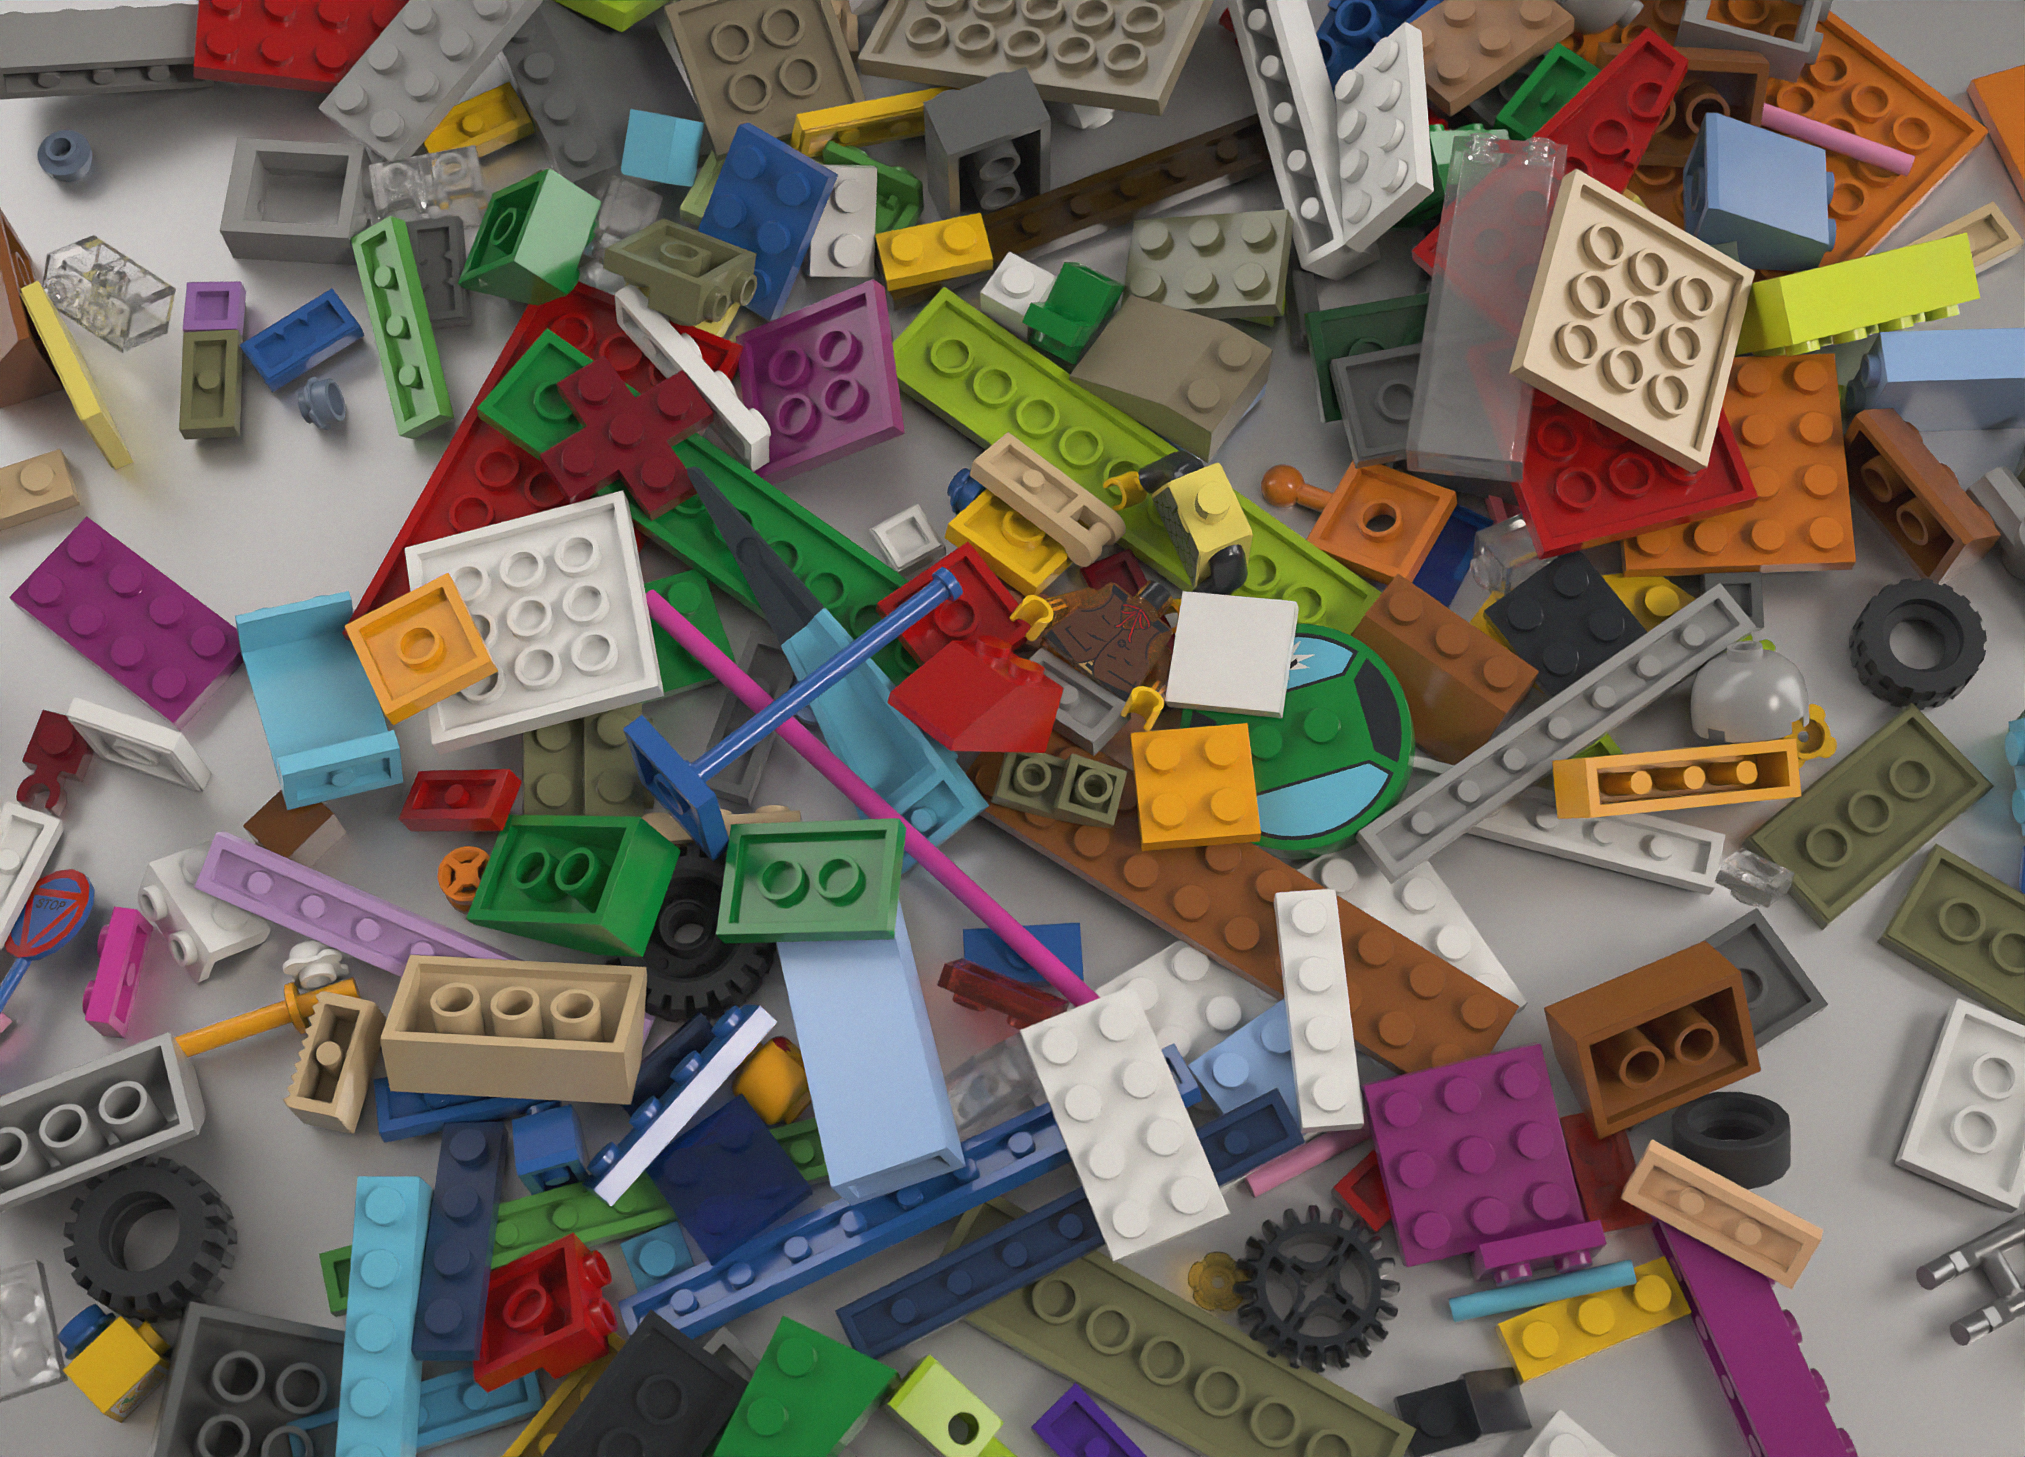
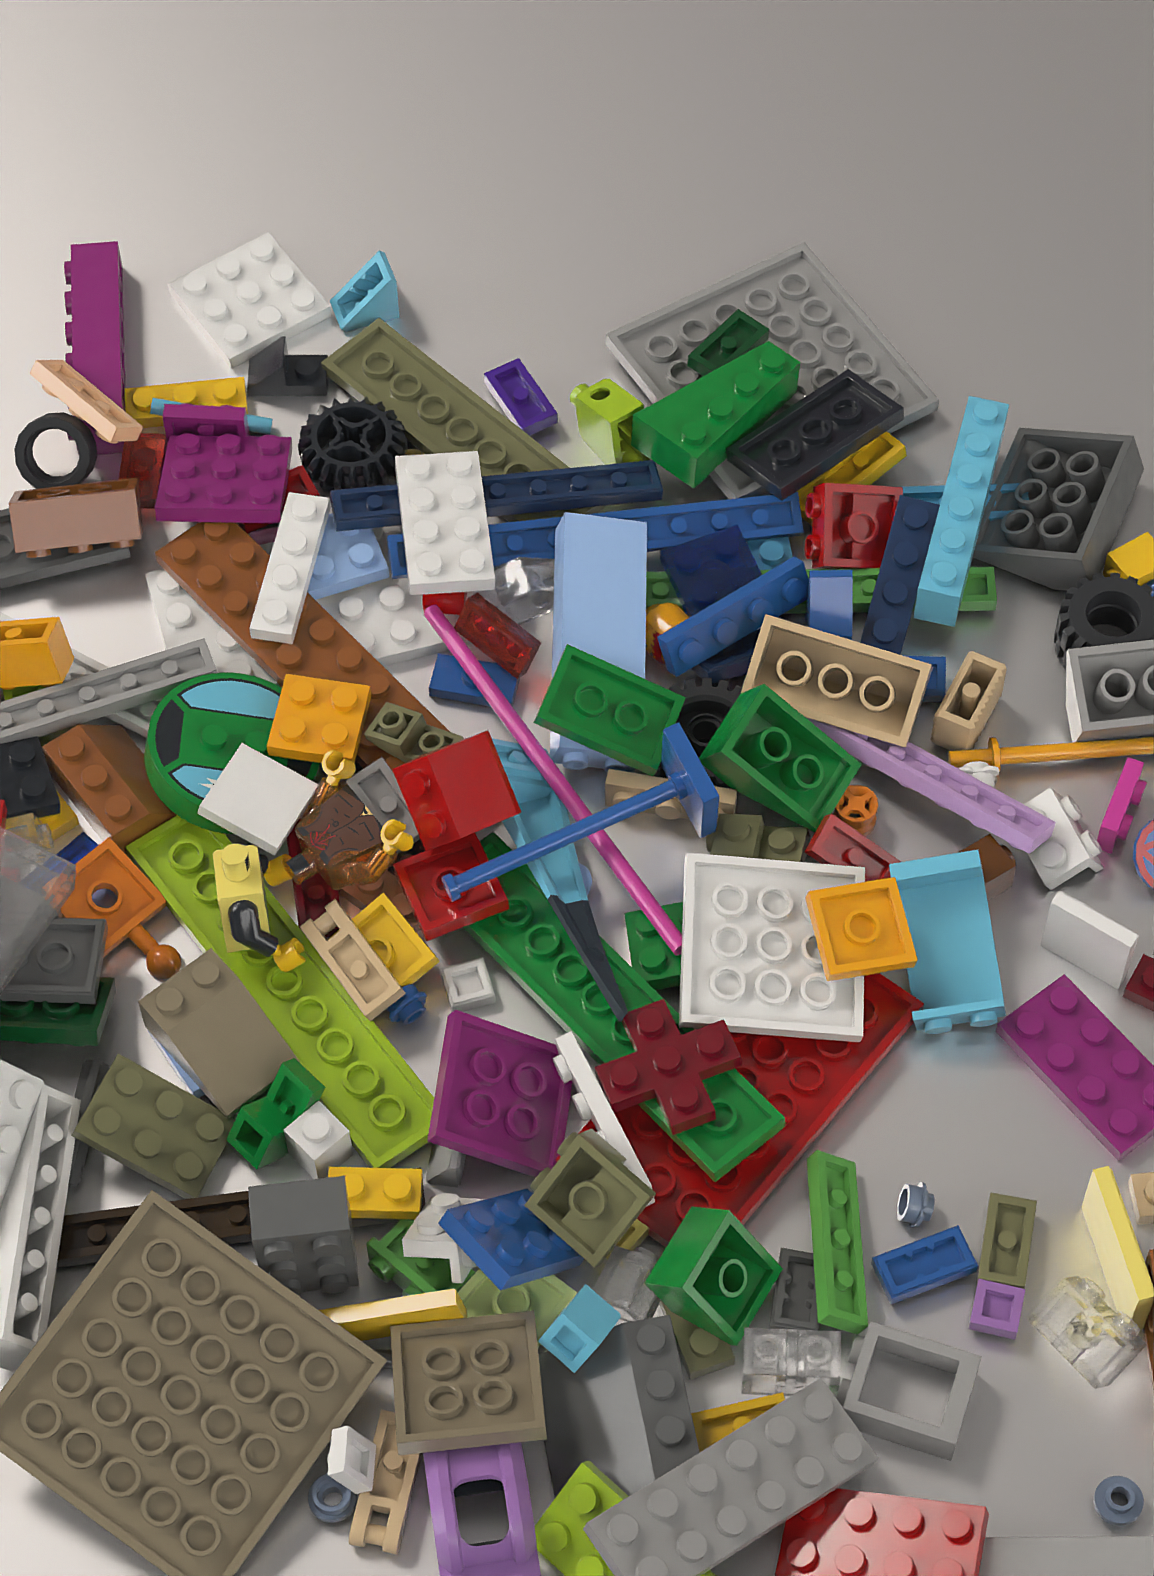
camera: 165 degrees left, 10 degrees down
(769, 667) = (645, 849): dark grey plate -> none

